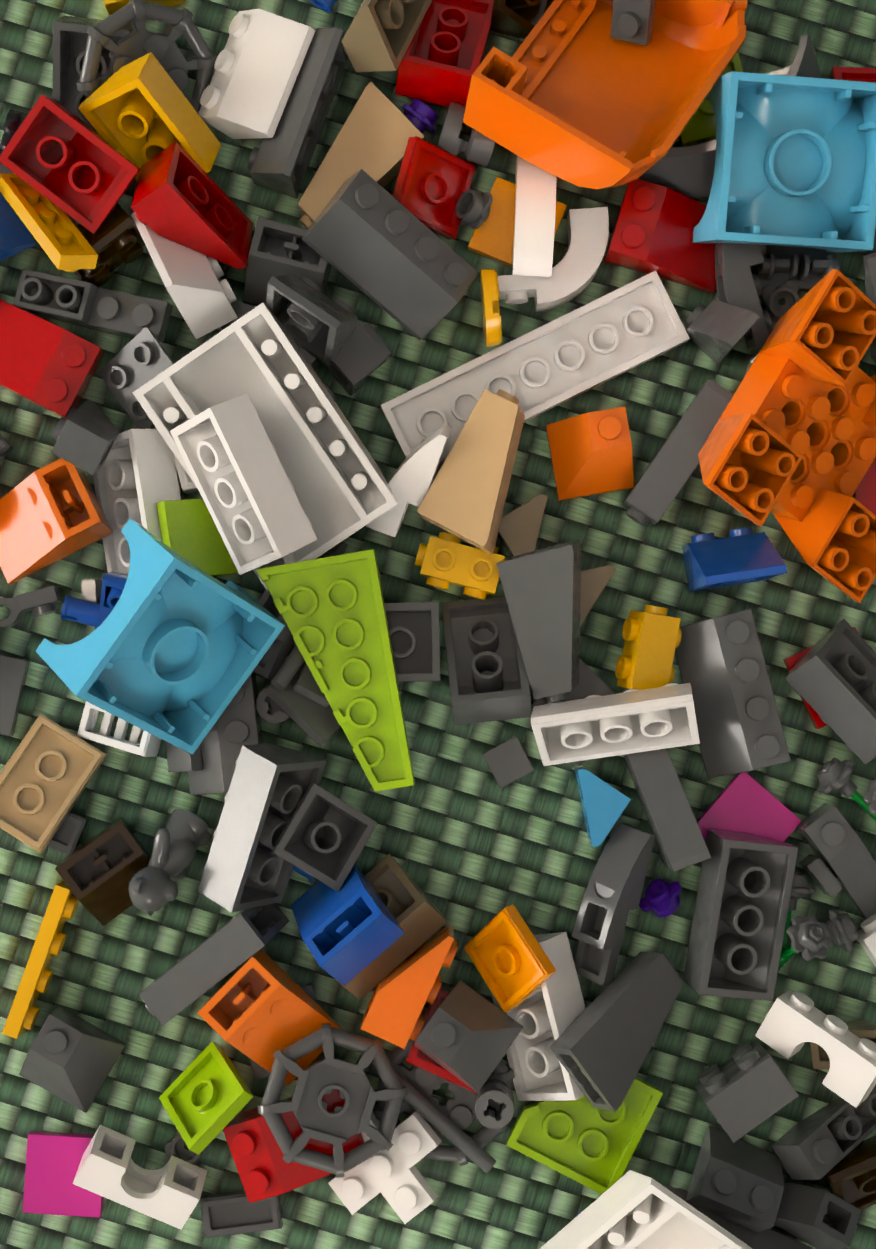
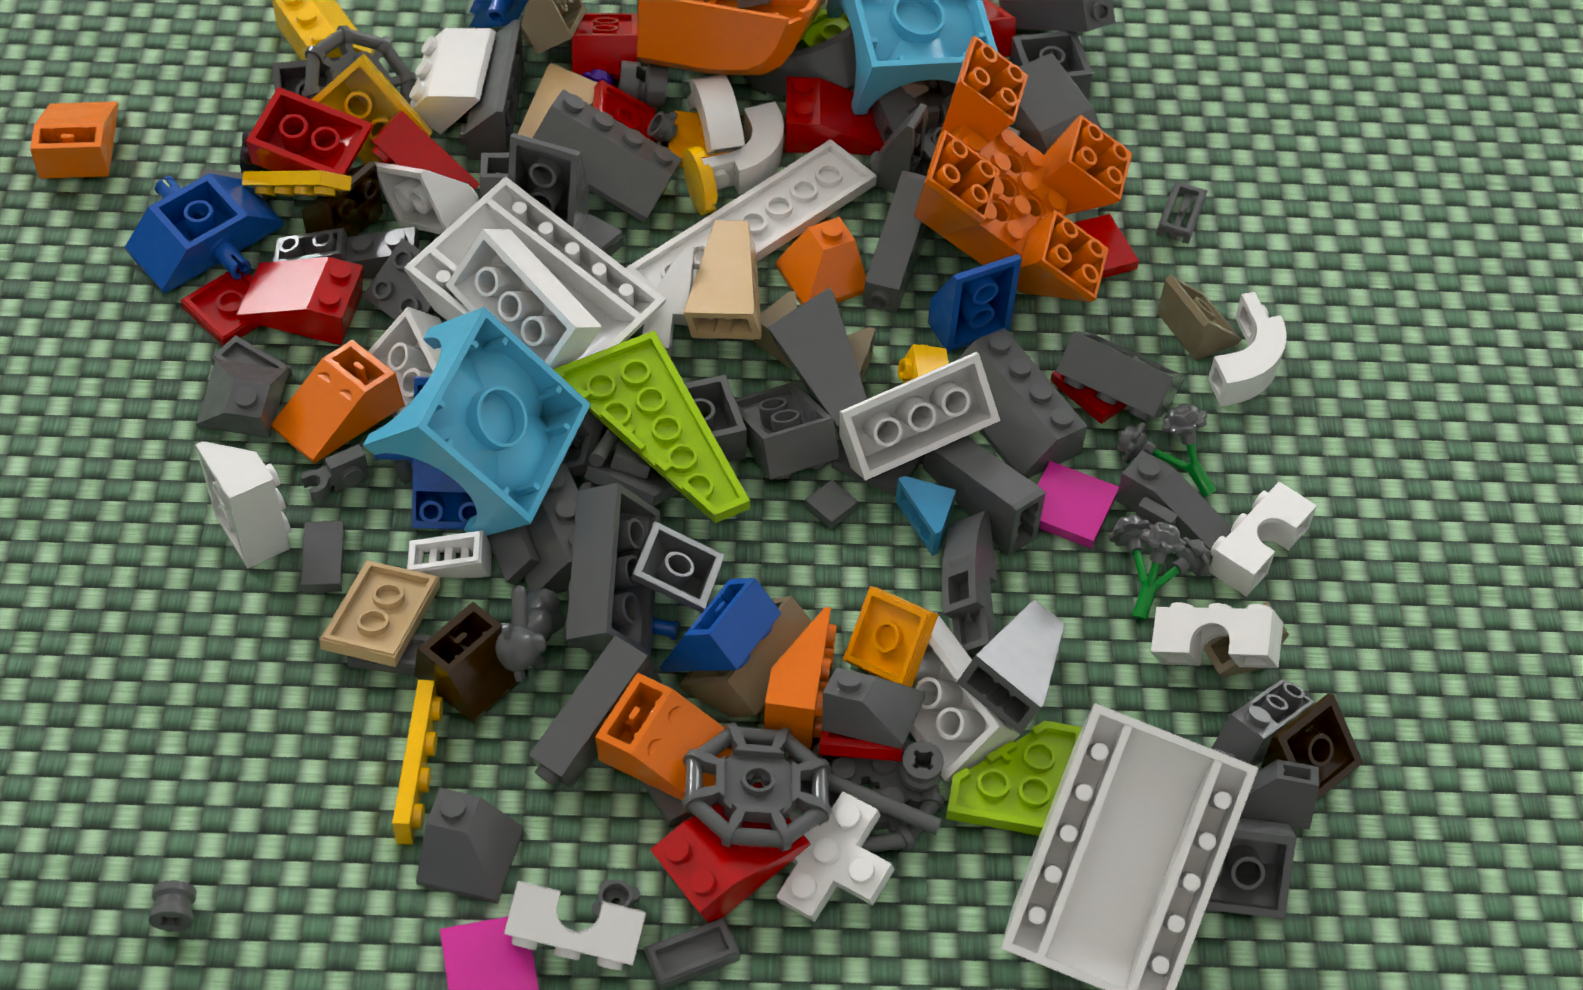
camera: 20 degrees left, 35 degrees down
(85, 437) = (365, 324): dark grey slope -> none
(205, 1097) = (624, 834): lime plate -> none
(449, 562) = (743, 361): yellow brick -> none
(661, 898) = (1016, 571): dark purple plate -> none
(740, 916) = (1094, 557): dark grey slope -> none
(745, 1089) = (1164, 686): dark grey brick -> none

